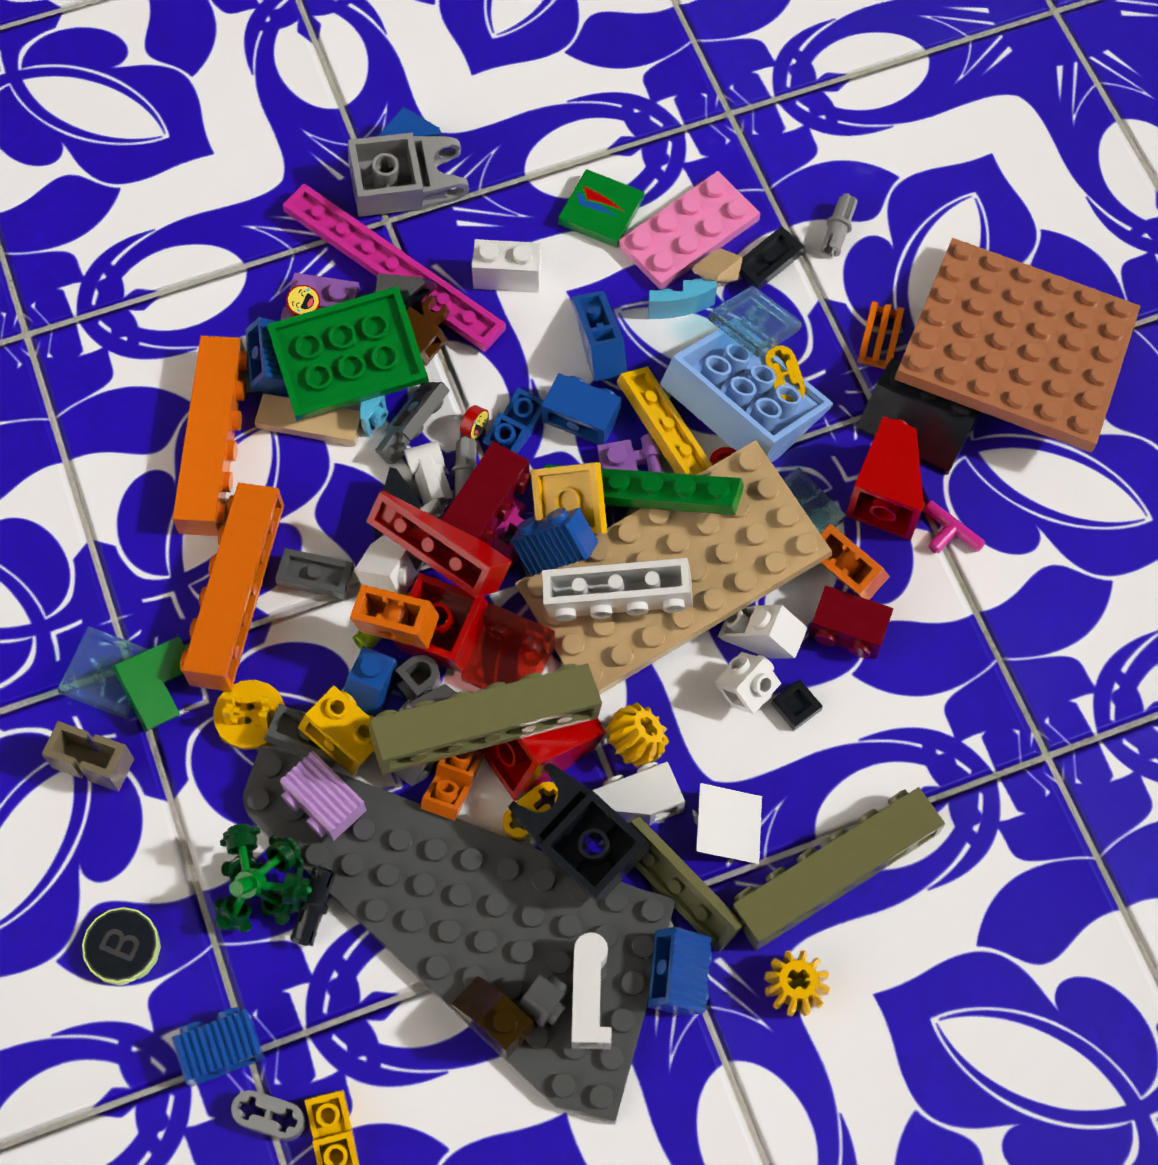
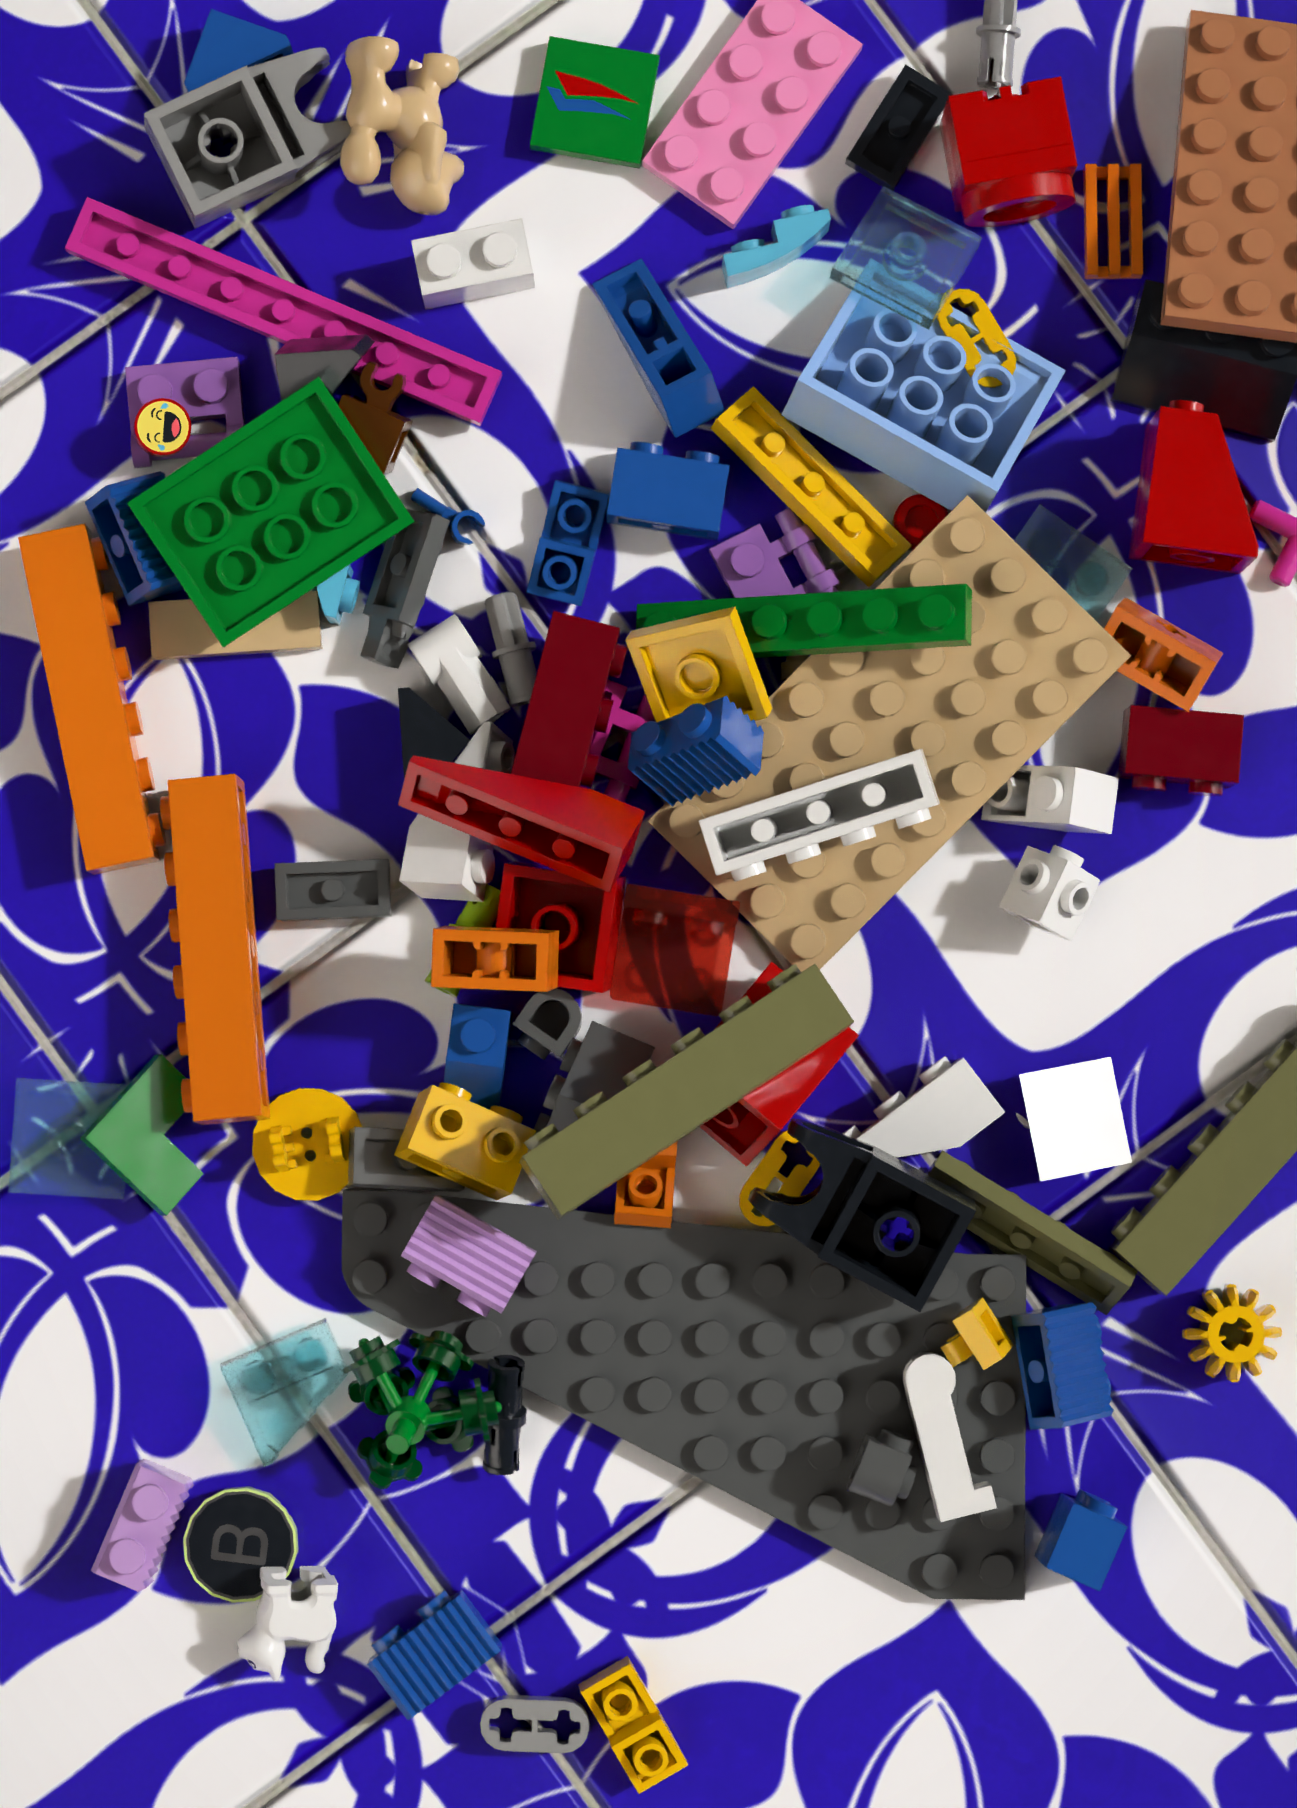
camera: 20 degrees left, 20 degrees up
(63, 912) = (142, 1525): none -> lavender brick
(75, 753) = (72, 1281): dark tan piece -> none
(135, 995) = (291, 1615): none -> white animal
(183, 853) = (284, 1384): none -> clear light blue wing
(453, 395) = (436, 507): none -> blue hand
(474, 422) = (503, 563): red tile -> none
(494, 1016) = (814, 1508): dark brown slope -> none
(495, 185) = (410, 118): none -> tan animal
(629, 934) = (978, 1335): none -> yellow tile
(637, 735) = (905, 1025): yellow gear -> none
(662, 1084) = (1081, 1539): none -> blue brick
(719, 266) = (822, 171): tan slope -> none
(796, 705) = (1129, 899): black tile -> none
(829, 278) = (1009, 153): none -> red piece

